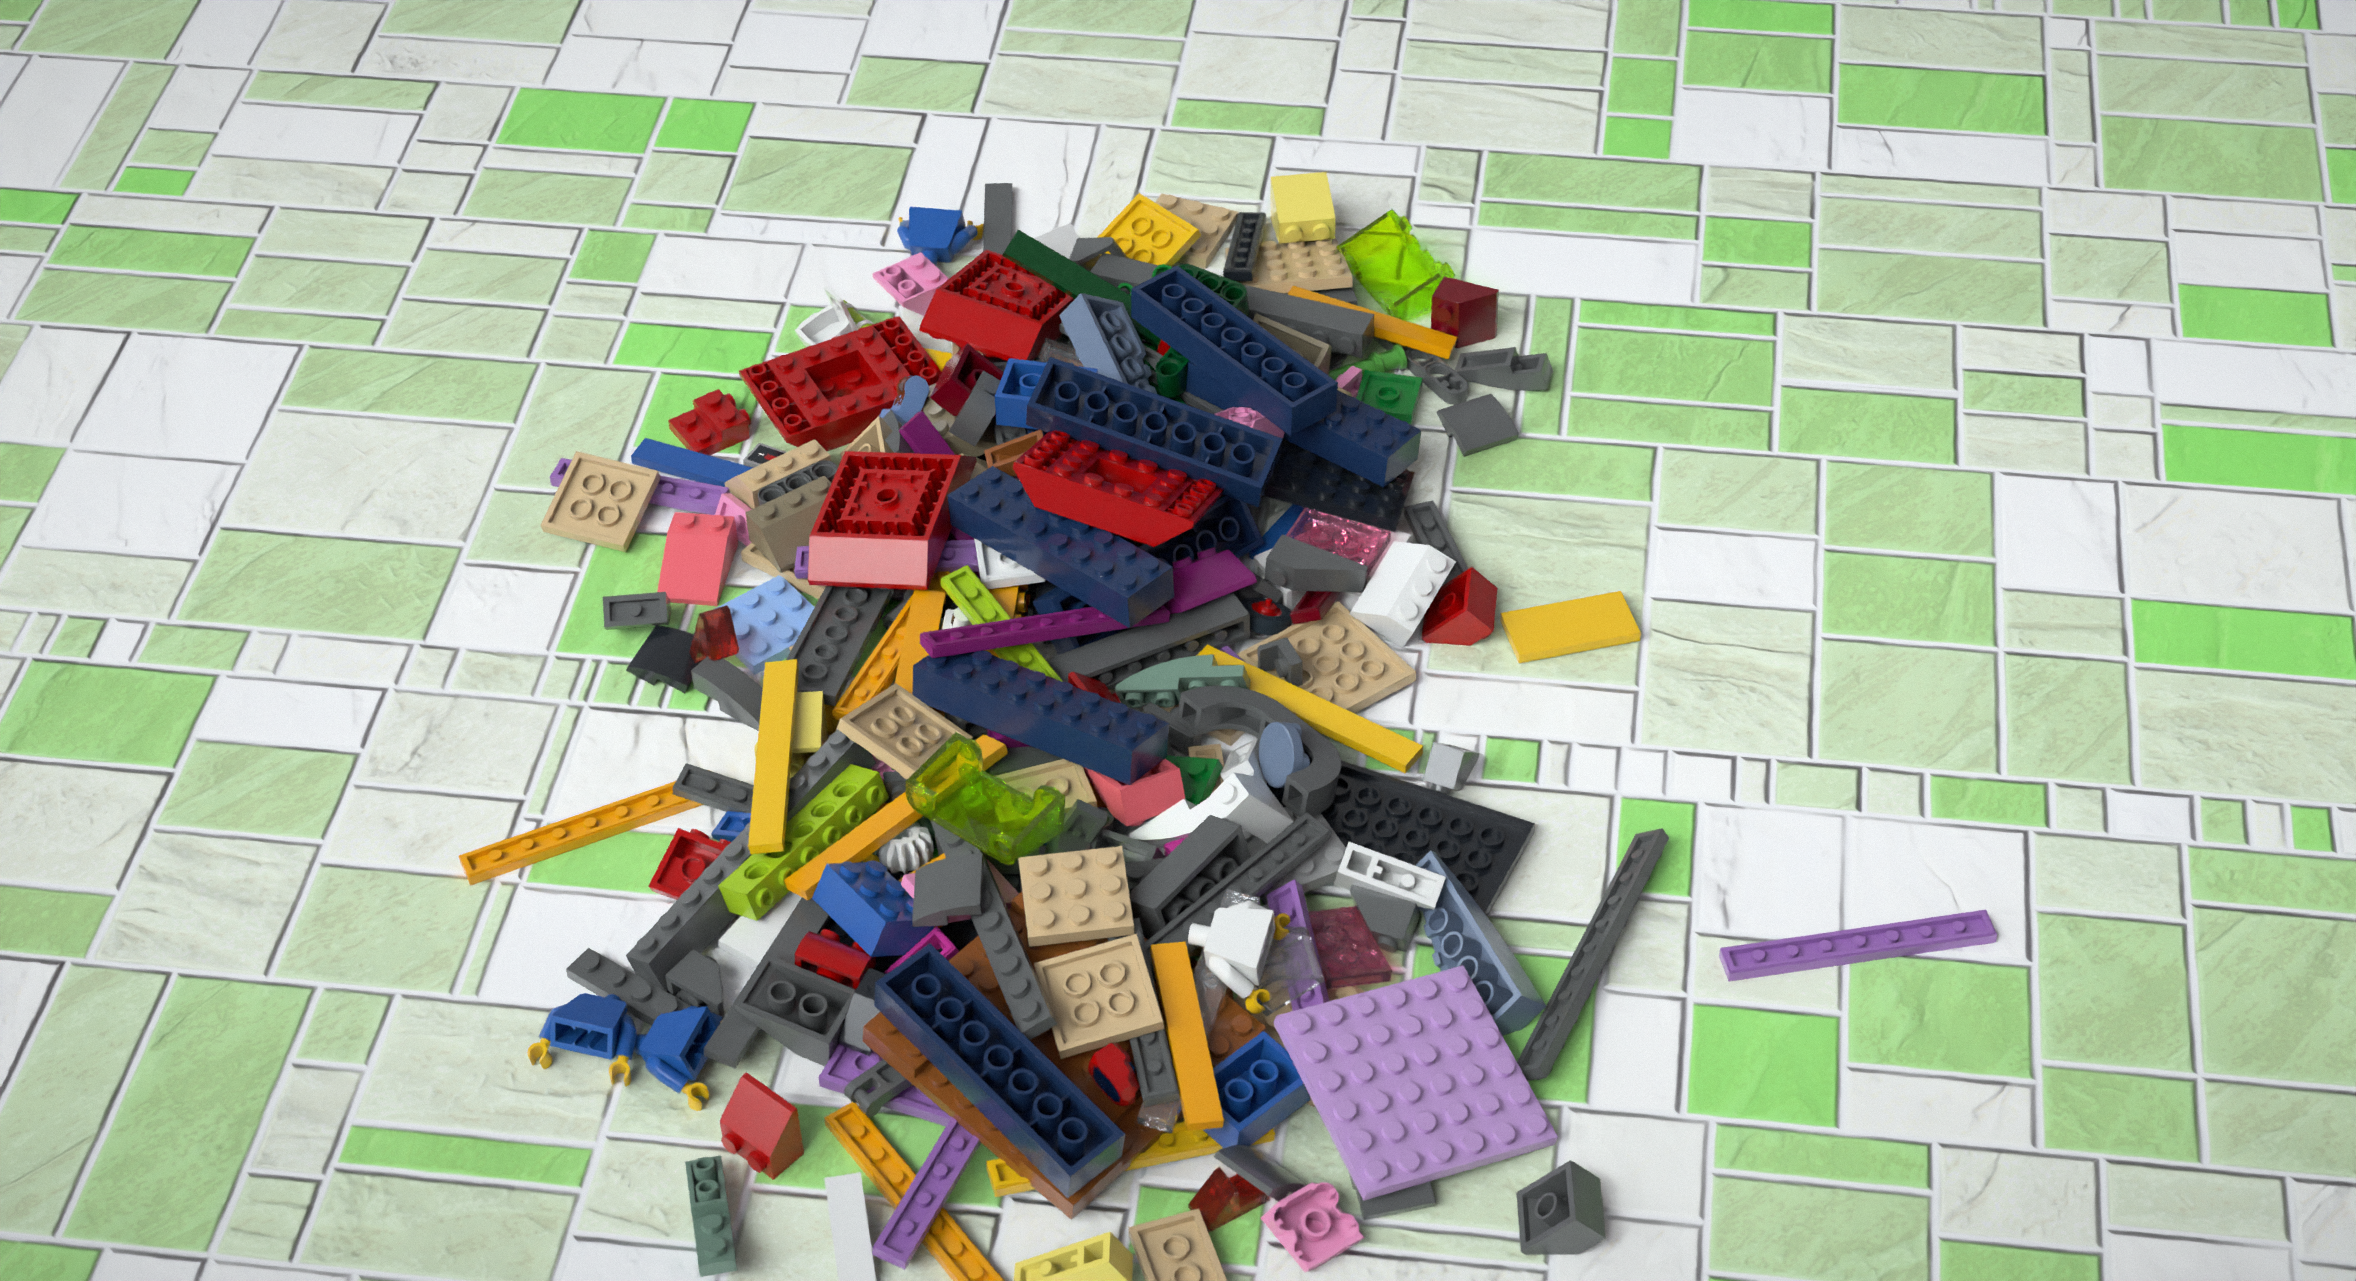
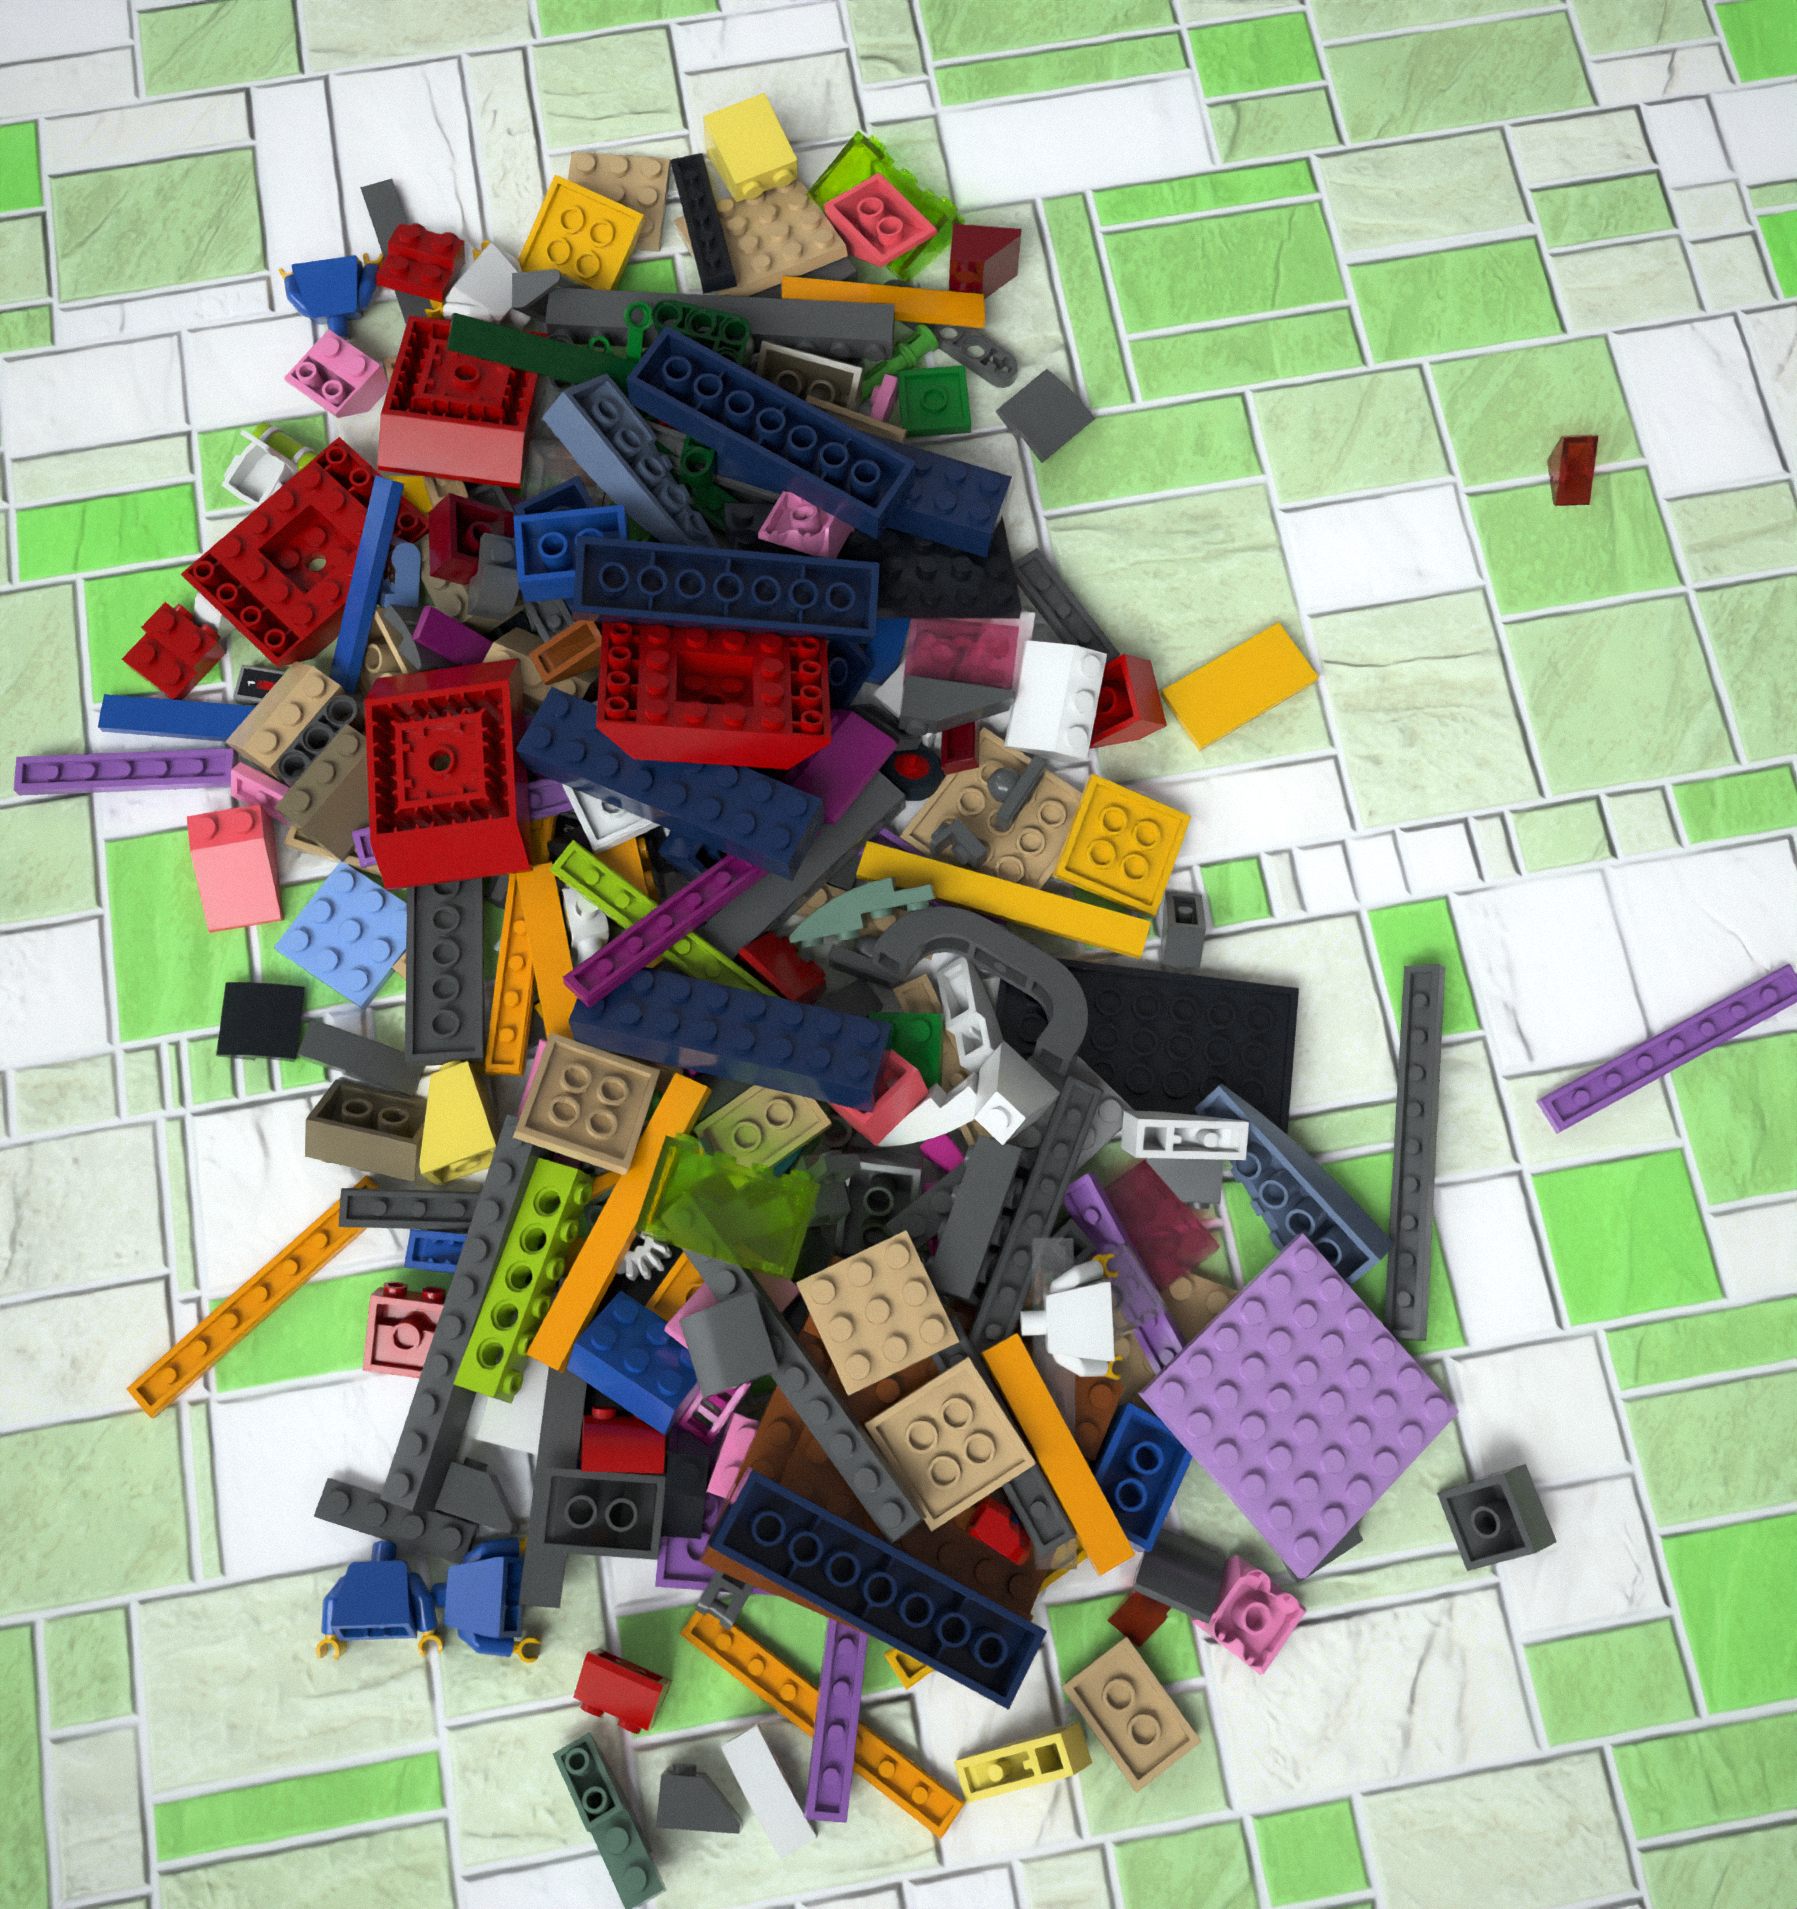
camera: 20 degrees left, 30 degrees up
(600, 501) = (89, 814): tan plate -> none
(636, 610) = (197, 972): dark grey tile -> none
(714, 635) = (310, 1003): clear red slope -> none
(716, 739) = (367, 1130): none -> dark tan slope
(752, 407) = (207, 614): none -> white slope
(773, 757) = (450, 1185): yellow tile -> none
(784, 1226) = (694, 1802): none -> dark grey slope
(882, 391) = (366, 583): none -> blue tile
(1005, 221) = (422, 262): none -> red plate
(1281, 752) = (1012, 994): sand blue tile -> none
(1345, 639) = (1014, 790): none -> dark grey tile
(1383, 267) = (877, 221): none -> coral slope
(1421, 696) = (1121, 846): none -> yellow plate
(1506, 369) = (1048, 326): dark grey slope -> none
(1920, 542) = (1572, 469): none -> clear red slope

